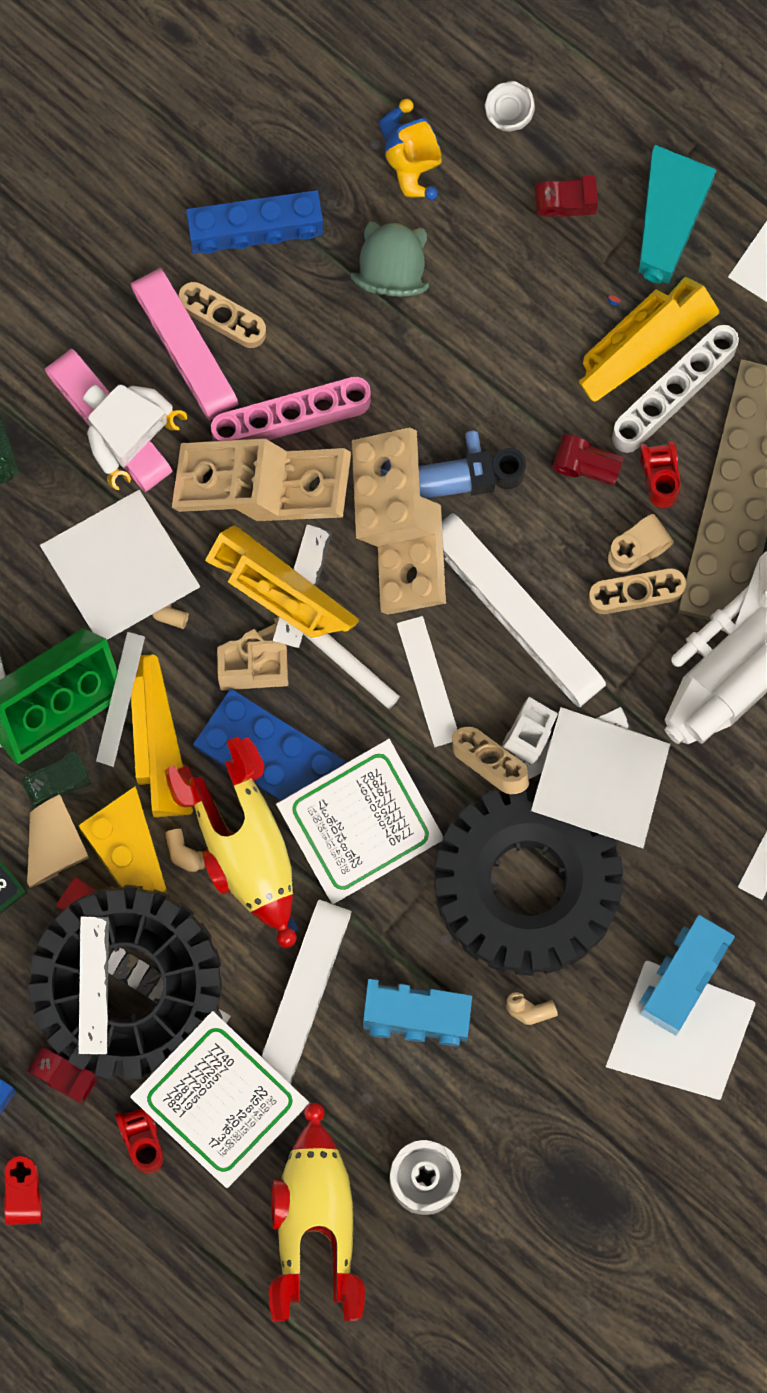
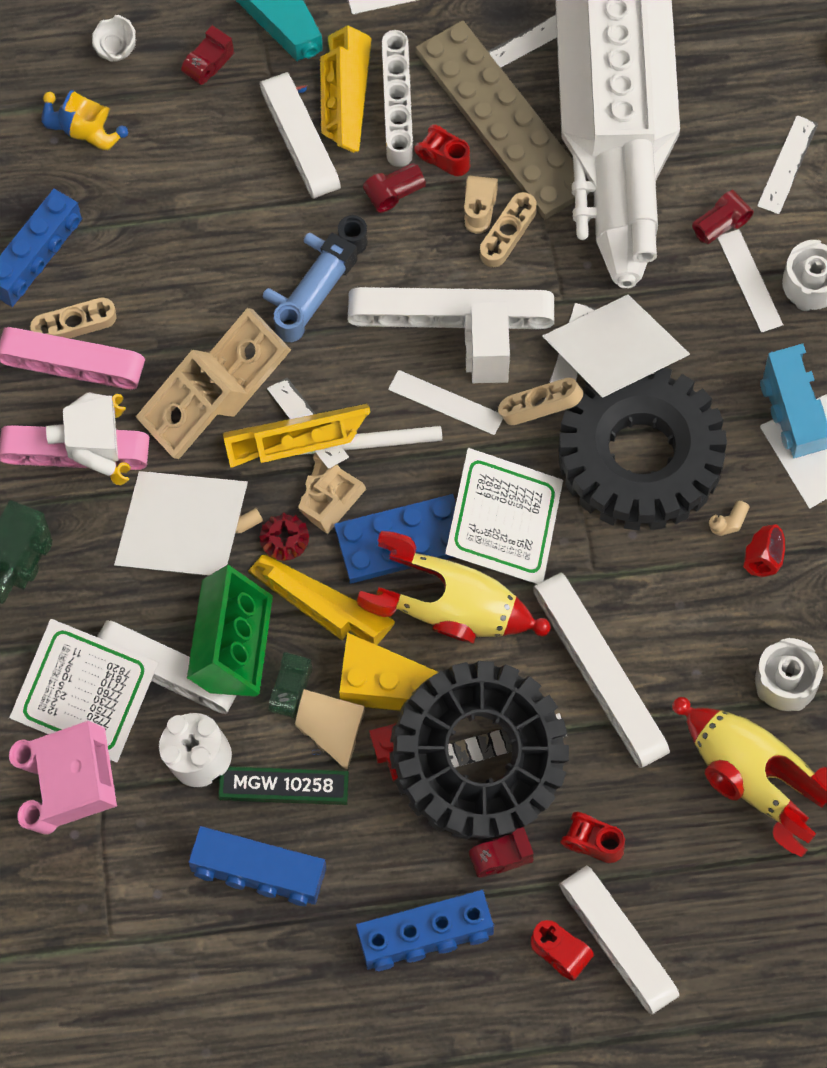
camera: 45 degrees left, 10 degrees down
(71, 1232) = (619, 940): none -> white beam
(93, 985) = (465, 767): white sticker -> none
(120, 699) = (275, 596): white sticker -> none
(181, 855) = (420, 649): tan arm -> none
(184, 673) = (295, 544): none -> dark red gear
(219, 1099) = (617, 759): white sticker -> none
(301, 401) = (185, 320): bright pink beam -> none
(392, 260) = (143, 187): sand green hair -> none
(398, 521) = (326, 322): tan bracket -> none
(416, 1013) = (668, 589): dark azure wedge -> none
(505, 669) = (487, 342): none -> white brick
(526, 1064) = (765, 552): none -> red rock
(530, 731) = (543, 363): white brick -> none
(563, 340) = (300, 135): none -> white beam

